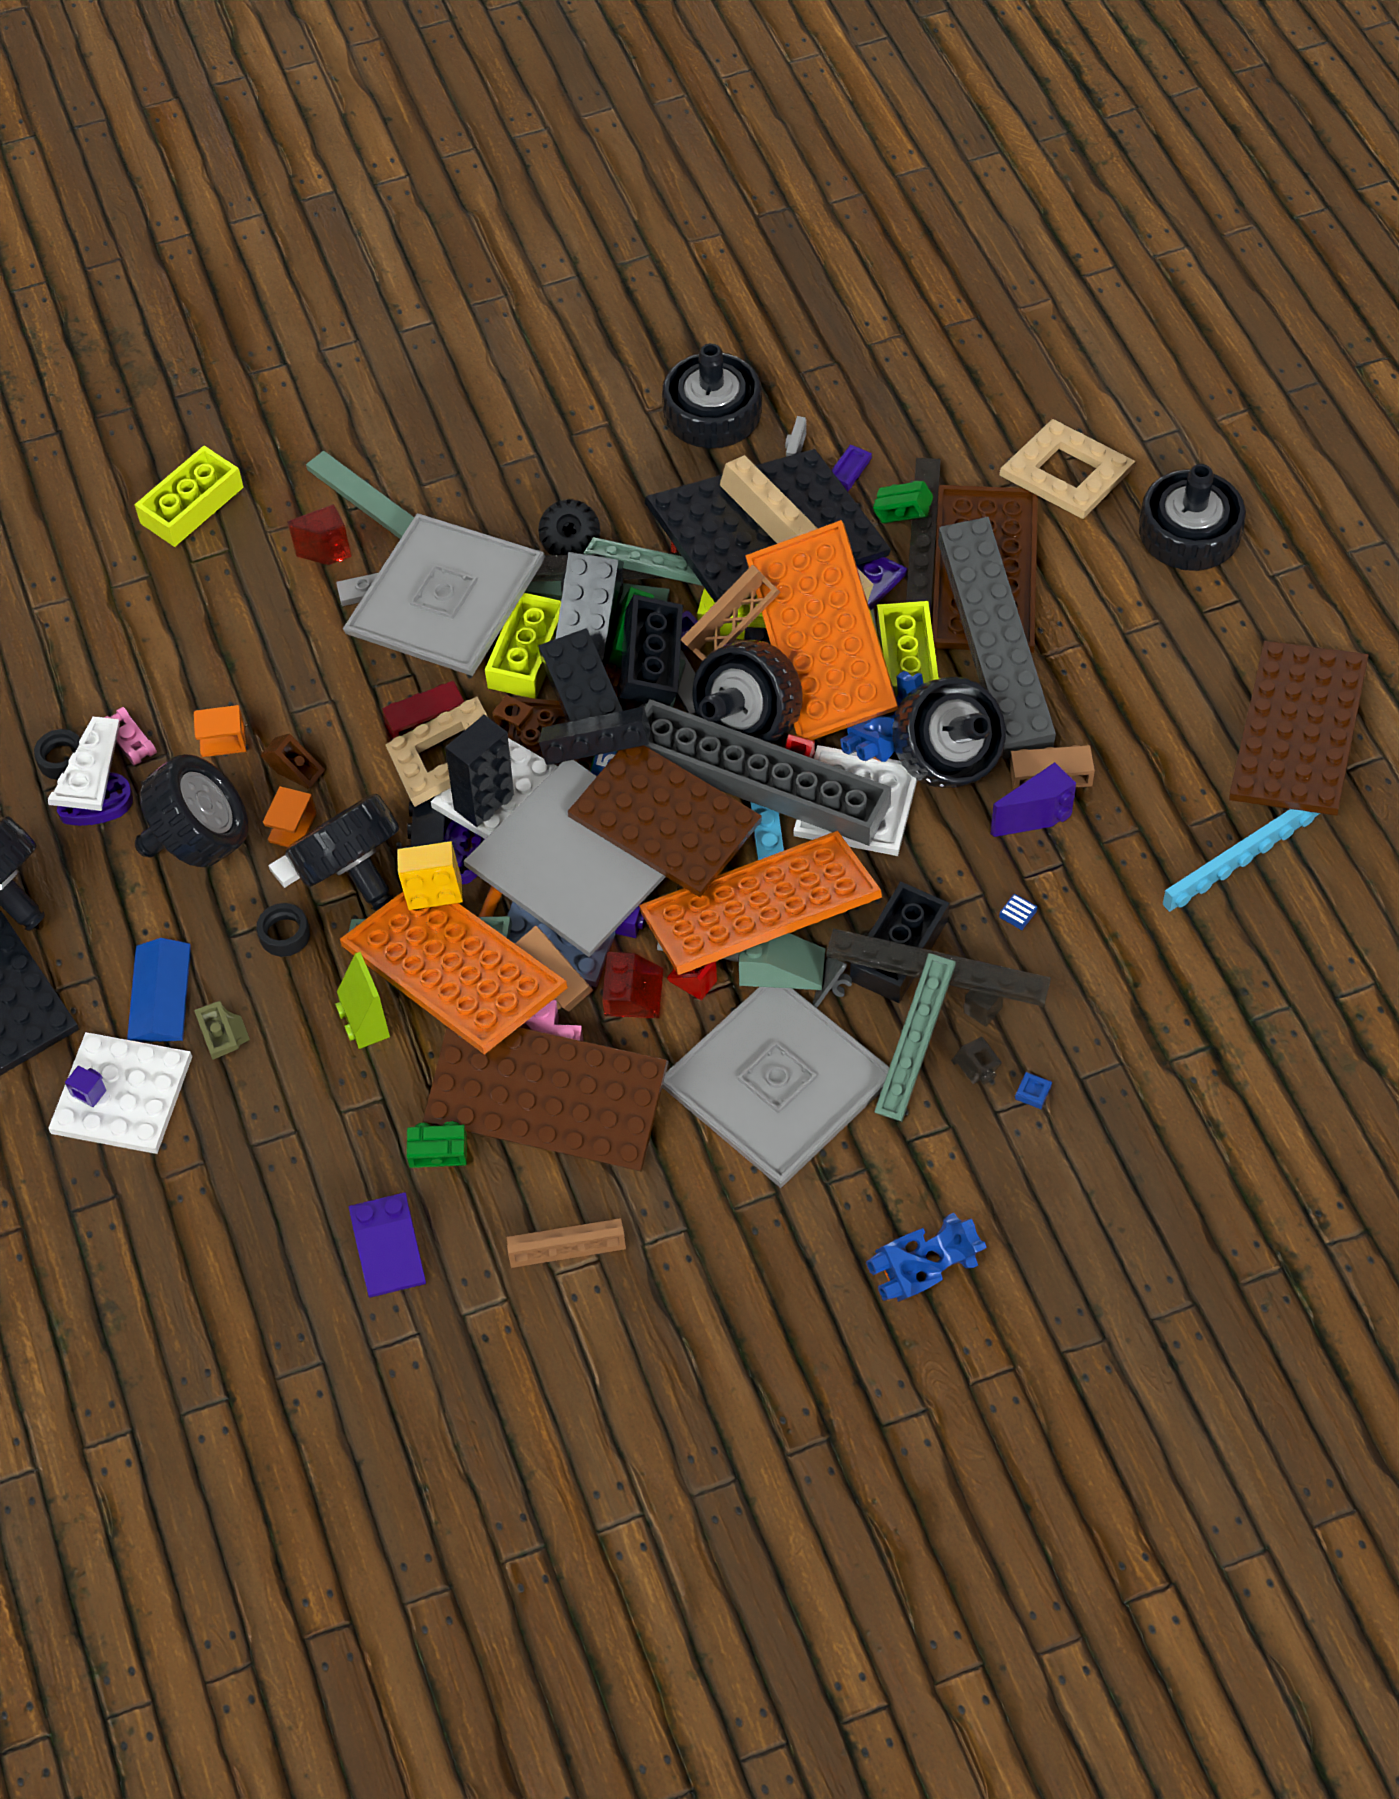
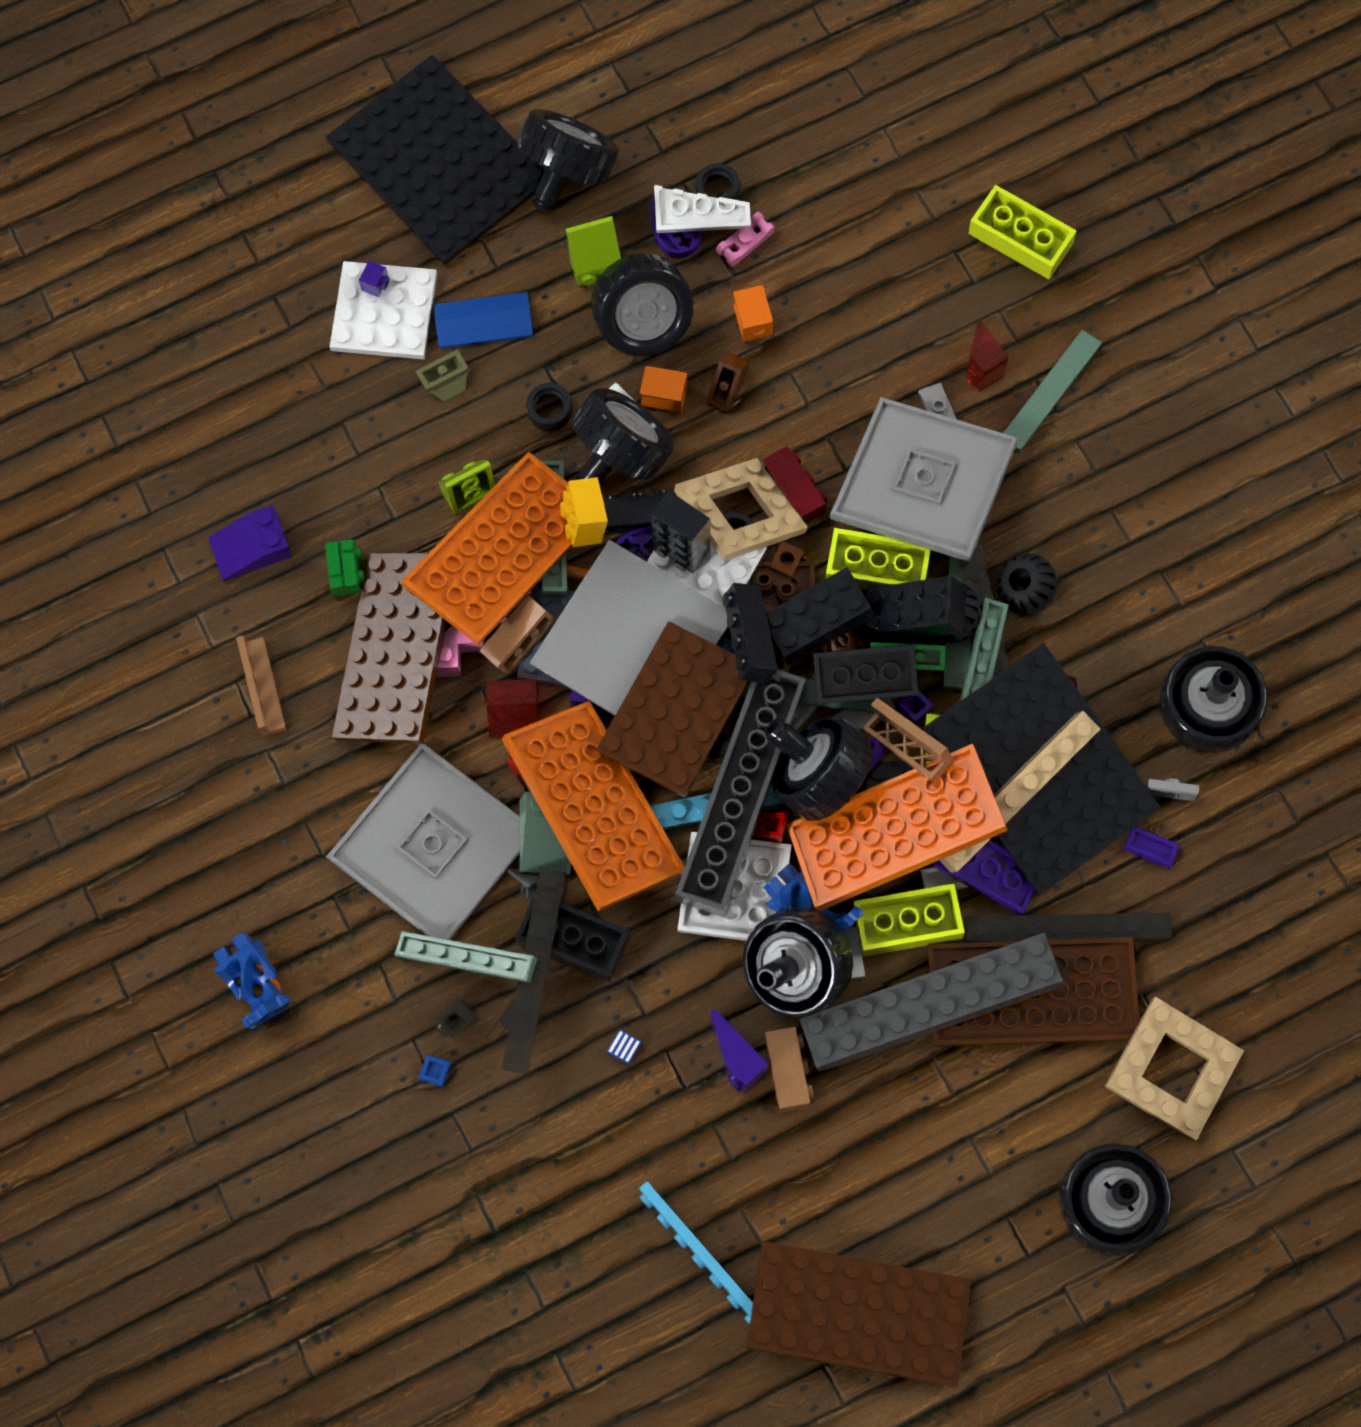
camera: 85 degrees right, 15 degrees up
(114, 863) = (592, 249): none -> lime slope
(903, 502) = (1099, 901): green brick -> none

